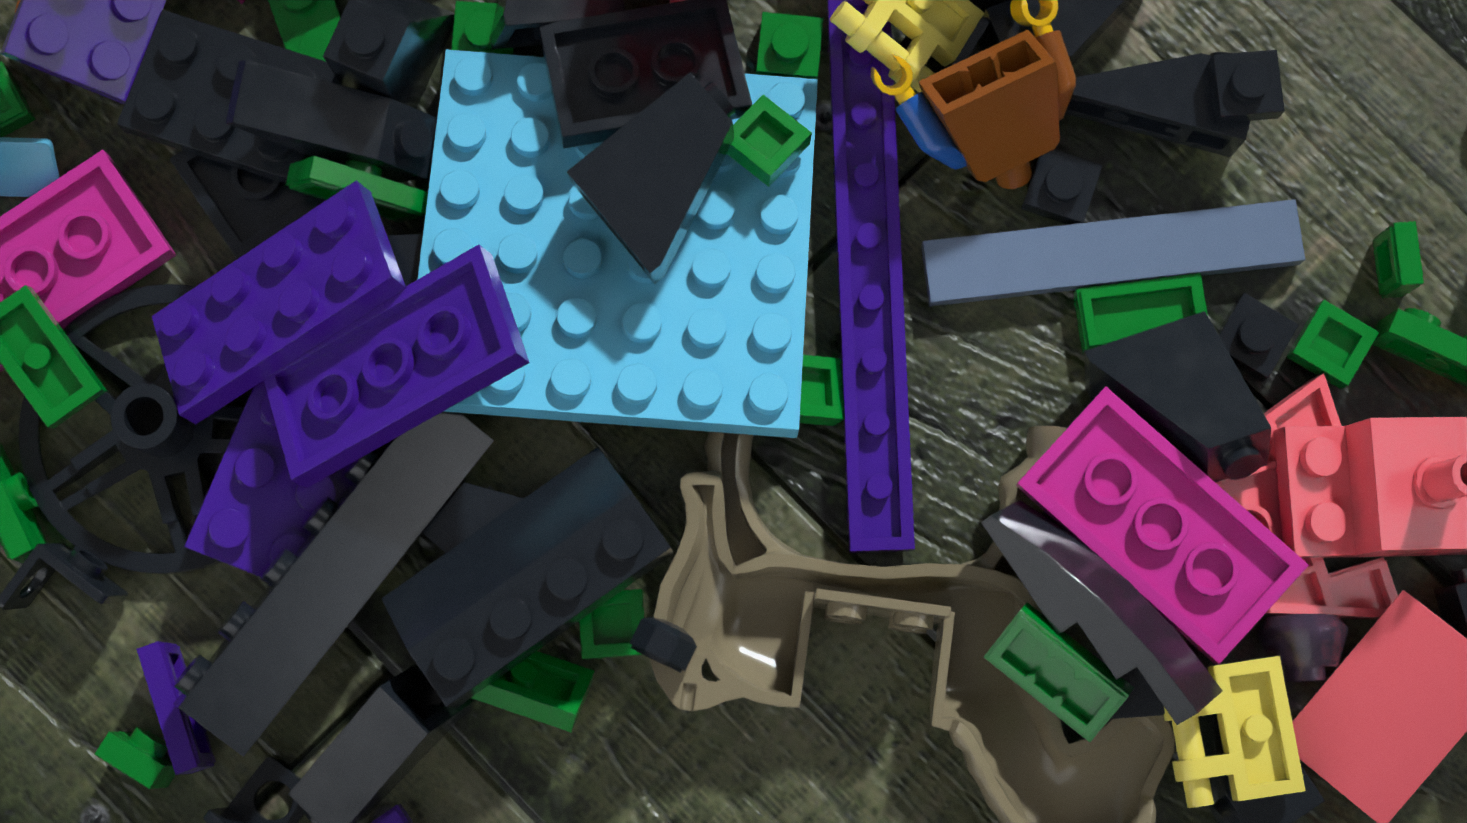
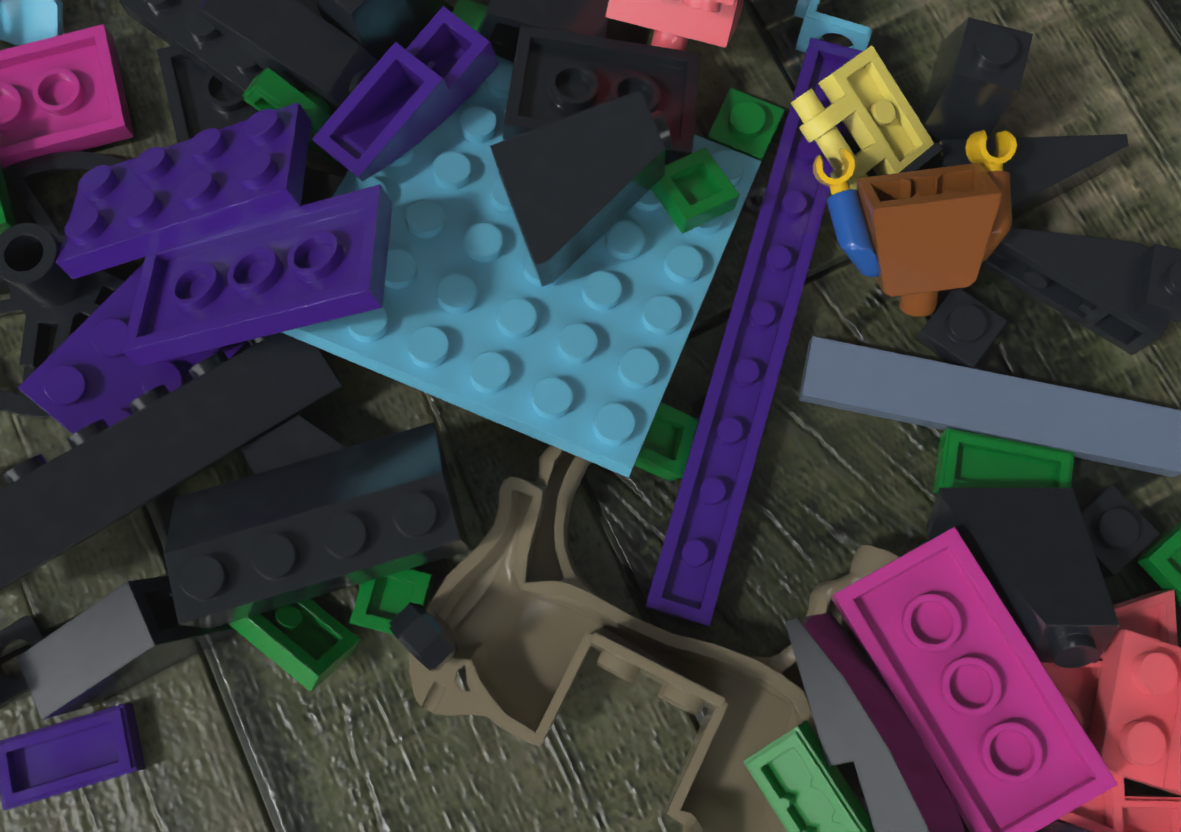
camera: 20 degrees right, 5 degrees down
(458, 138) = (407, 95): none -> dark purple slope

